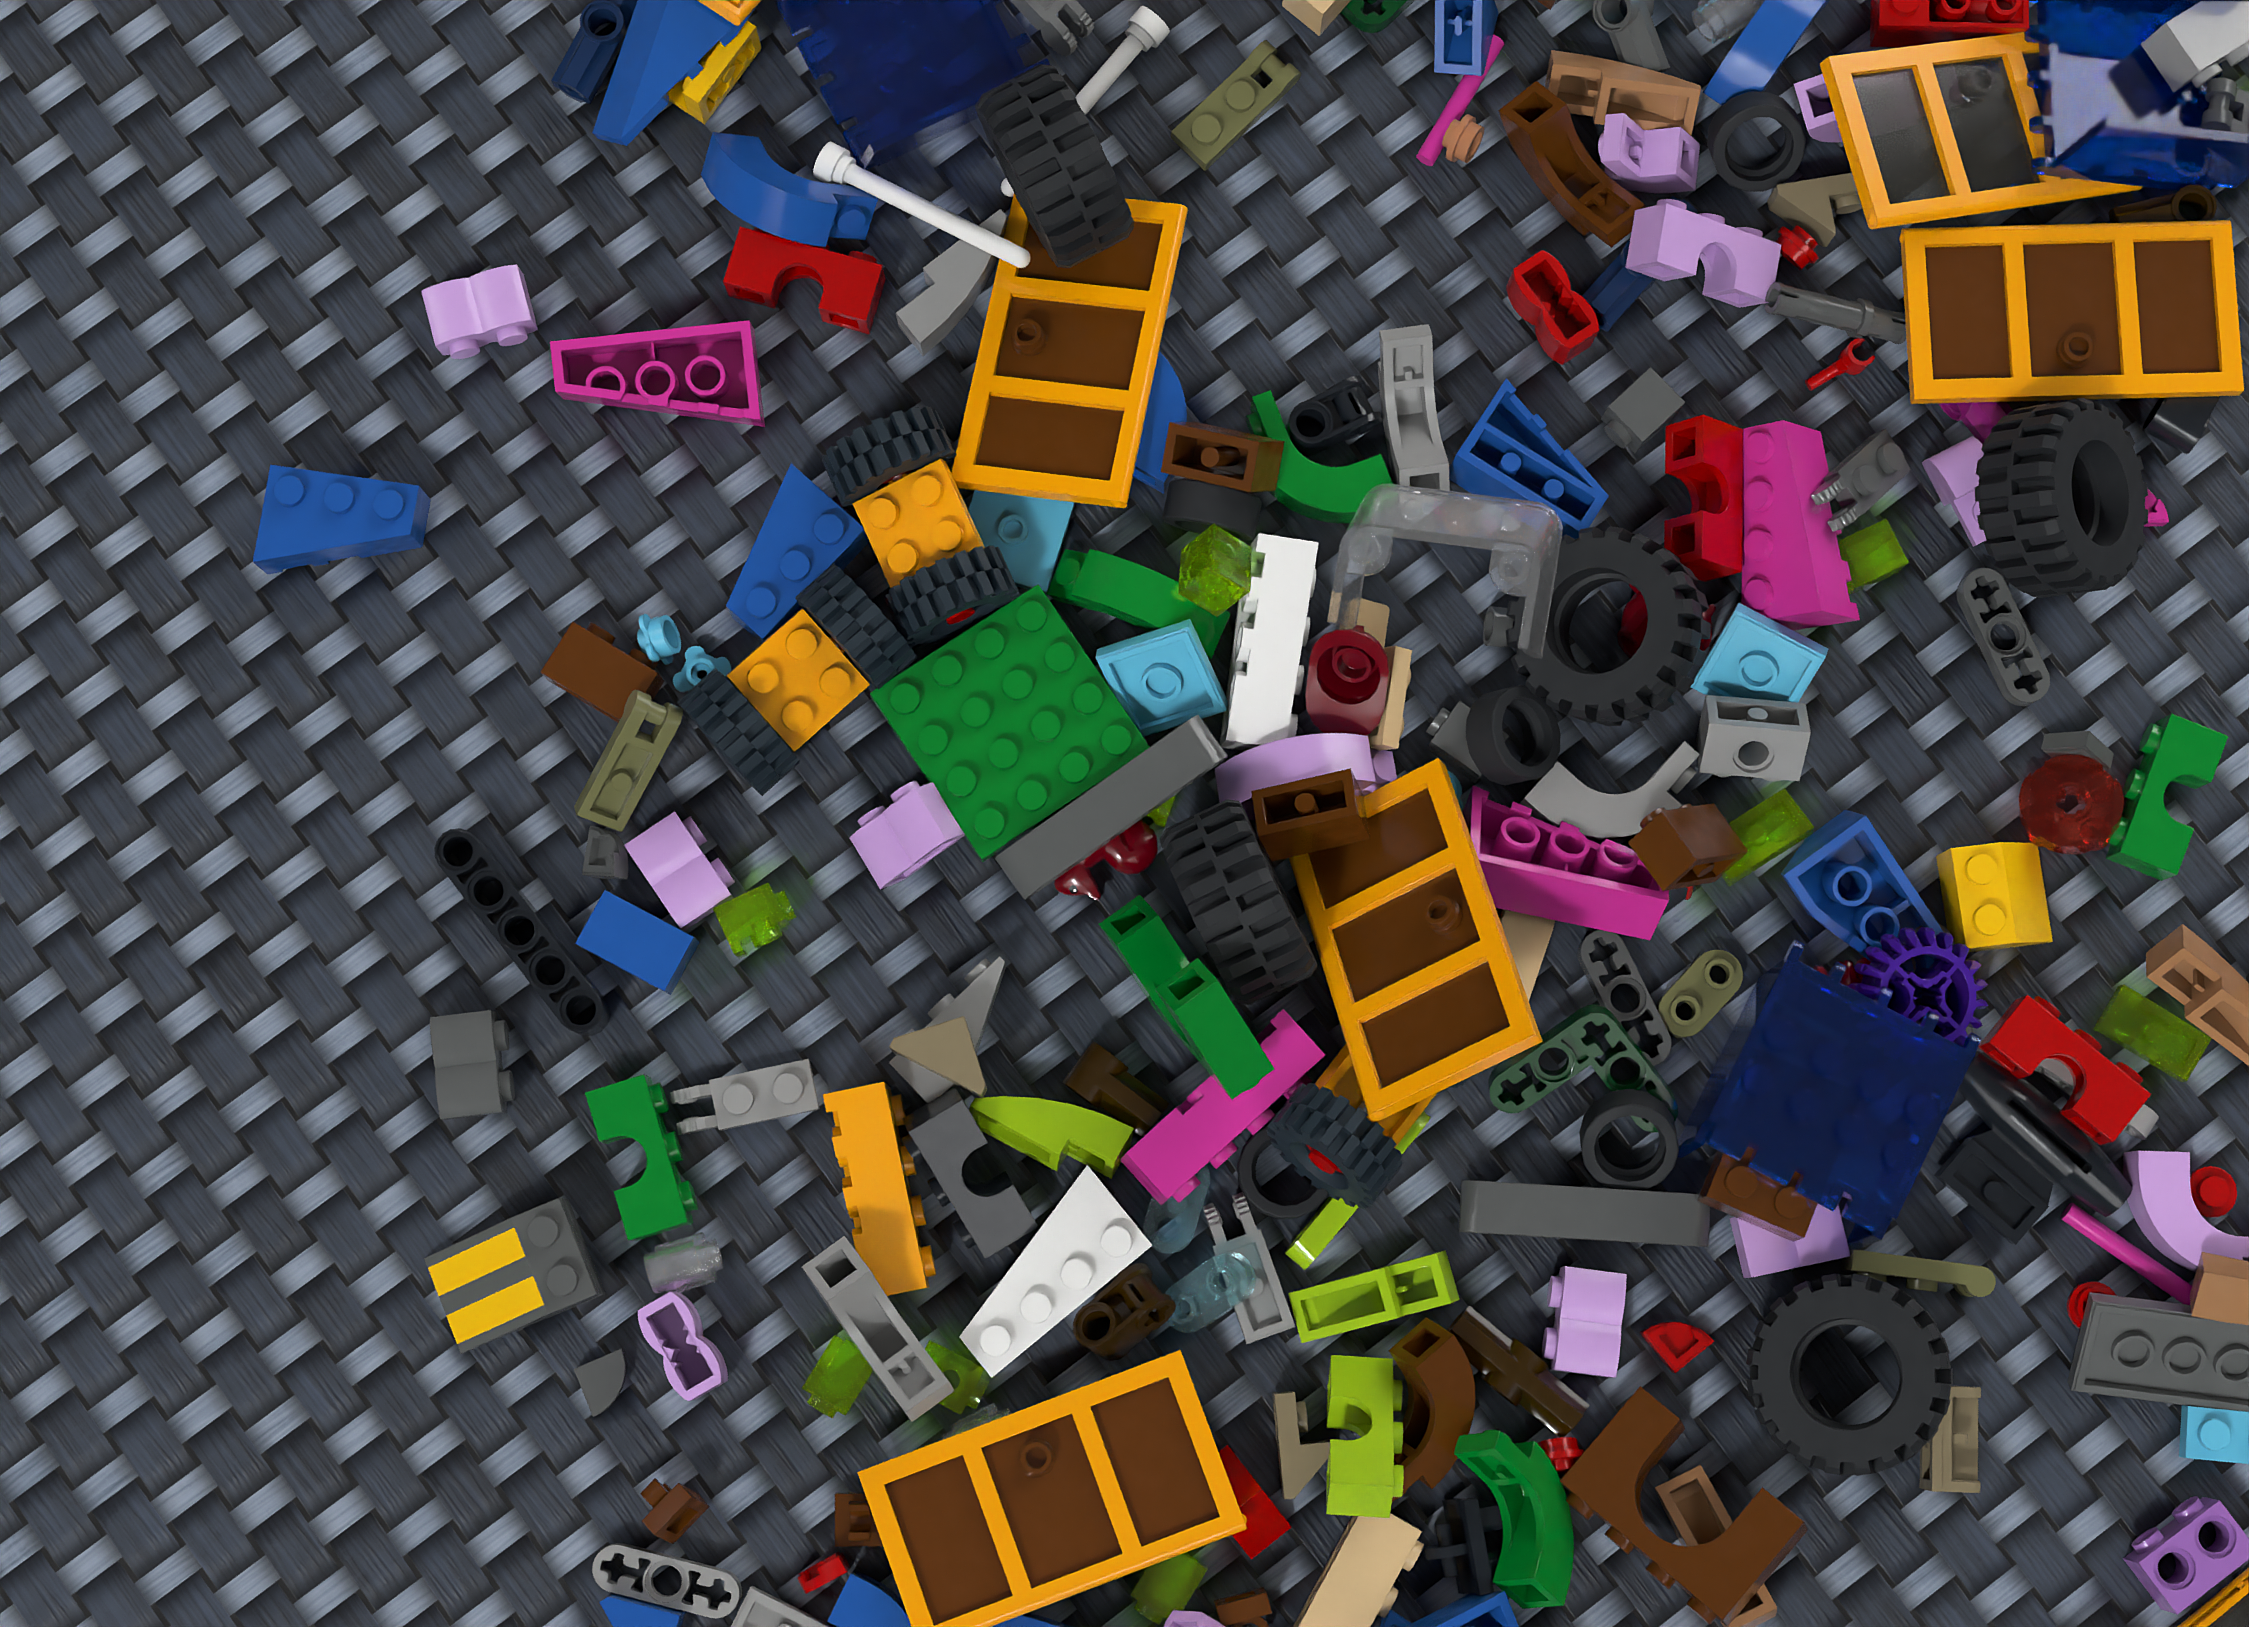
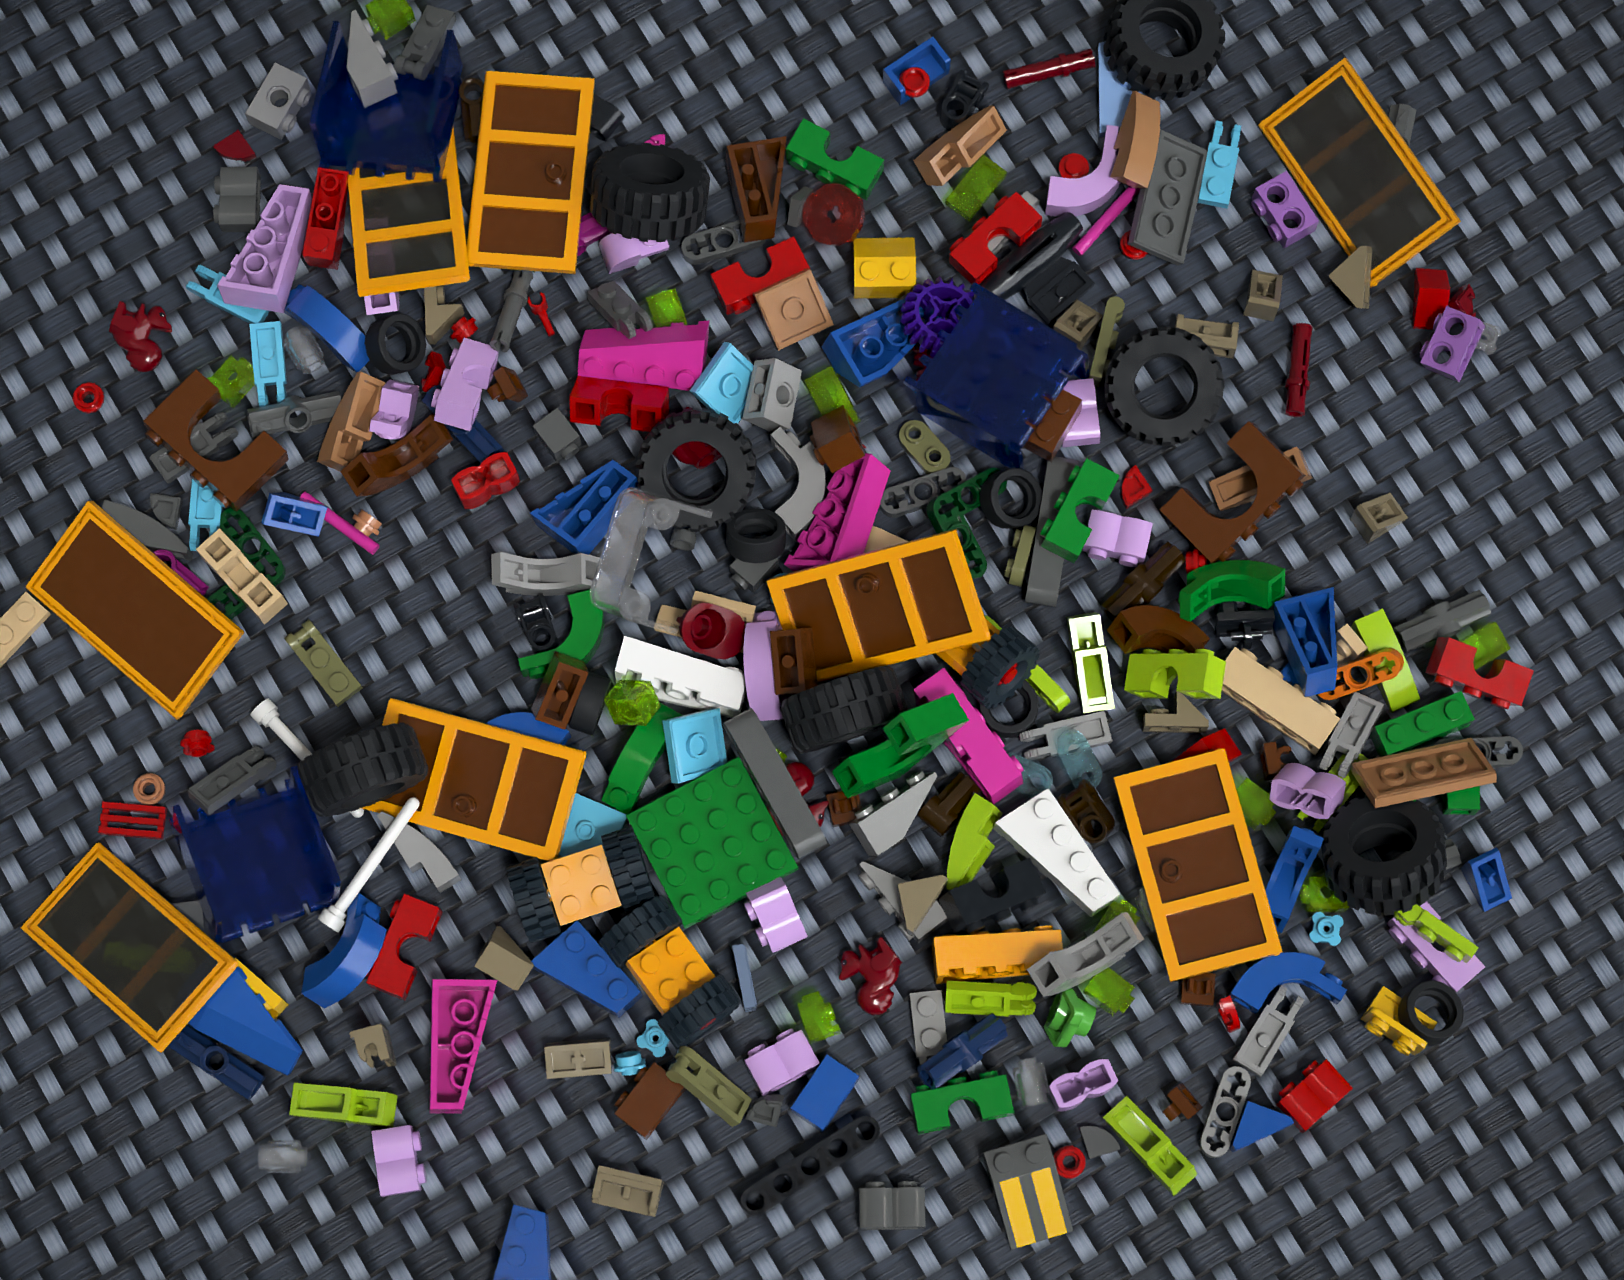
camera: 80 degrees left, 5 degrees down
(466, 658) = (627, 1191): none -> dark tan hinge
(472, 143) = (282, 1156): none -> clear brick
(552, 1344) = (1078, 1157): none -> red plate
(557, 223) = (343, 1104): none -> lime slope
(601, 1463) = (1150, 1146): none -> lime slope
(649, 258) = (374, 1042): none -> dark tan hinge
(658, 559) = (578, 1058): none -> dark tan hinge
(718, 1149) = (962, 1051): none -> dark blue piece
(793, 1315) = (1070, 1016): none -> bright green piece
(794, 426) = (504, 960): none -> dark tan slope
(806, 799) = (745, 978): none -> sand blue tile
(810, 1184) = (990, 998): none -> lime hinge
(840, 1006) = (880, 971): none -> dark red animal
(1080, 999) = (889, 820): none -> light grey slope
(1084, 927) = (843, 809): none -> reddish brown tile
(1515, 1162) = (1016, 568): none -> olive plate
(1663, 1265) = (1091, 486): none -> green arch
(1713, 325) = (508, 386): none -> reddish brown tile
(1734, 212) = (435, 372): none -> red tile
(1895, 1601) = (1298, 382): none -> dark red pin
(1901, 756) = (793, 309): none -> medium nougat tile
(1938, 1221) = (1078, 323): none -> dark tan slope
(1964, 738) = (736, 288): none -> red arch
(2035, 1531) = (1263, 295): none -> dark tan slope
(2104, 675) = (755, 183): none -> reddish brown wedge

